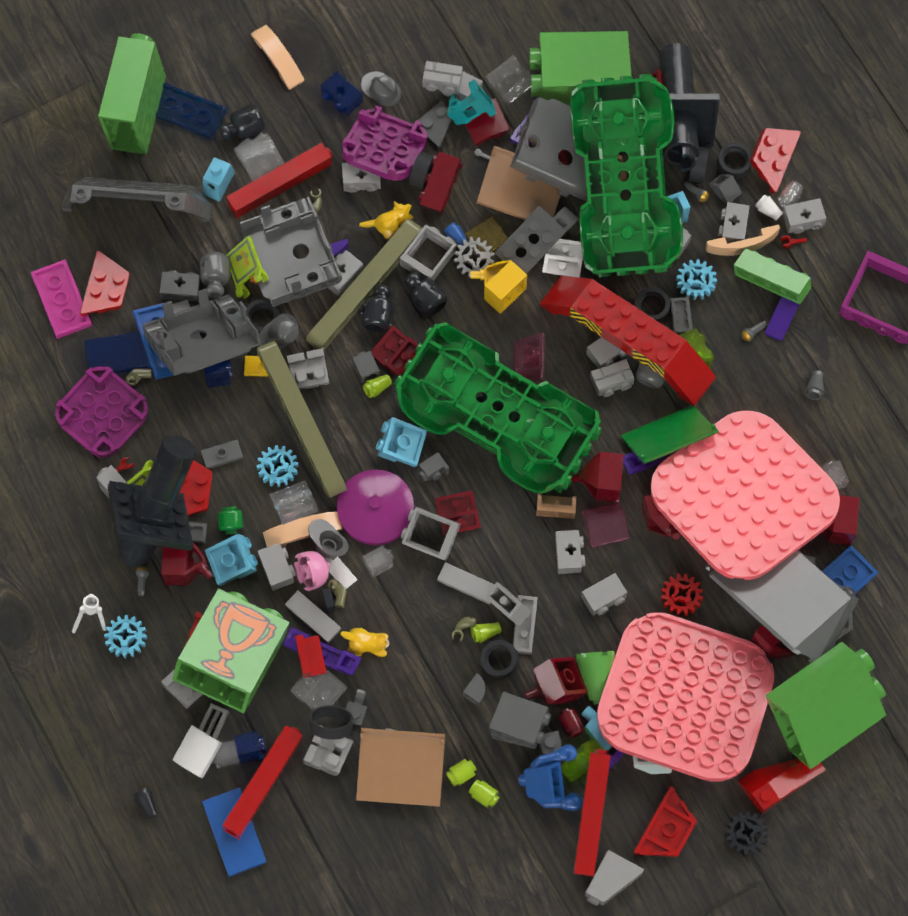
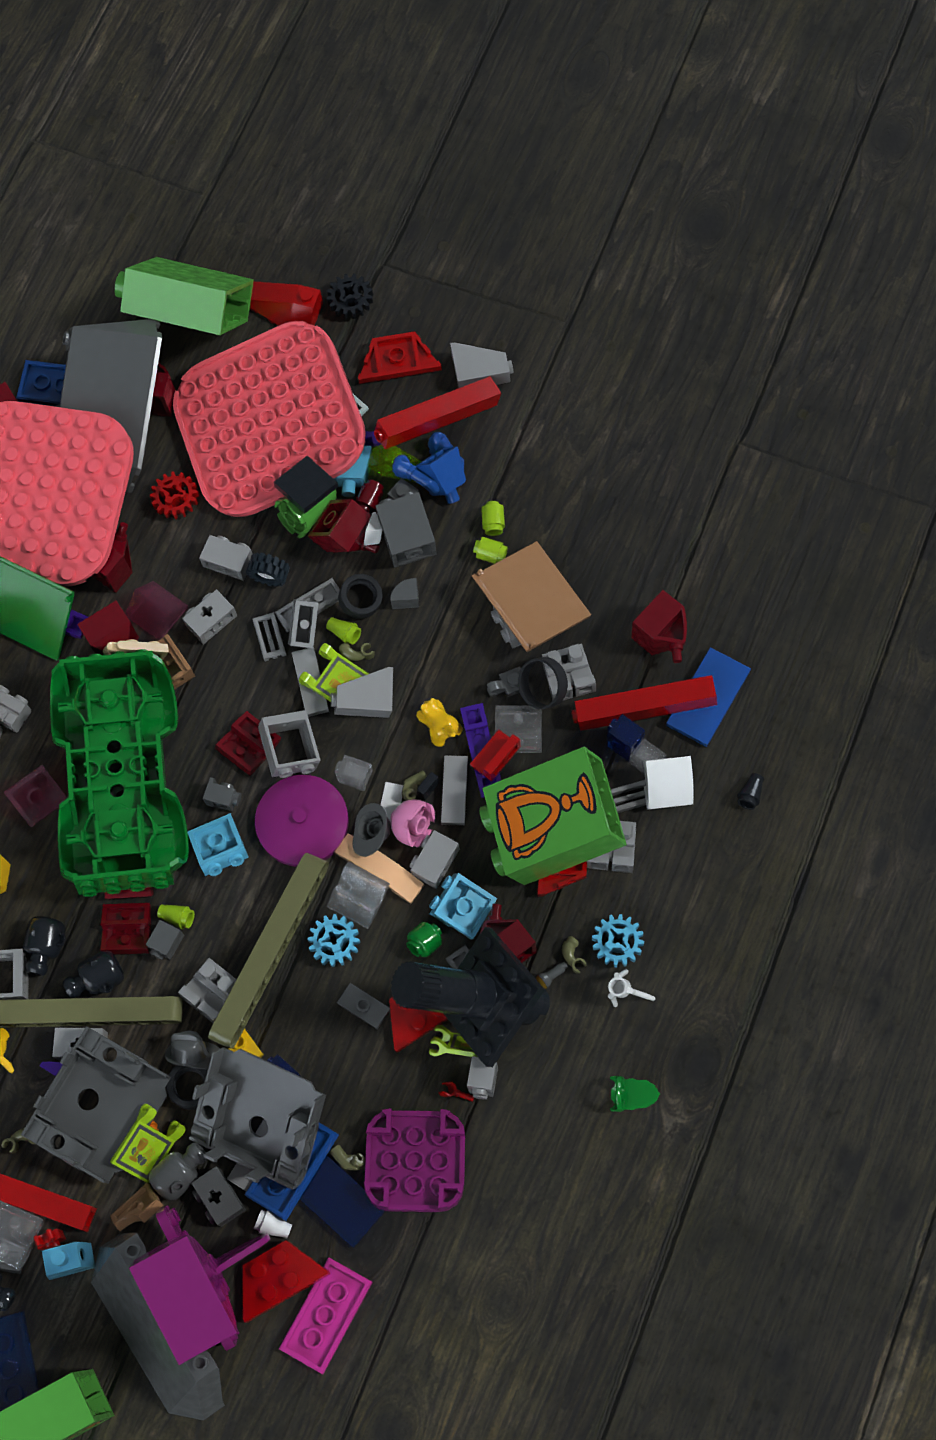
camera: 120 degrees left, 0 degrees up
(26, 567) = (632, 1094): none -> green piece
(126, 212) = (188, 1289): none -> magenta brick
(138, 302) = (272, 1224): none -> white cone
(148, 603) = (568, 950): none -> olive arm
(212, 236) = (137, 1208): none -> medium nougat tile
(238, 176) = (49, 1239): none -> red plate
(302, 836) = (662, 627): none -> dark red piece
(423, 607) = (366, 695): none -> light grey slope
(449, 602) = (336, 673): none -> lime flag
(505, 582) = (274, 653): none -> light grey tile
(536, 697) = (373, 531): none -> white slope
(569, 611) = (268, 569): none -> black bush
(576, 479) = (132, 645): none -> tan hinge
(605, 675) = (305, 484): none -> black tile

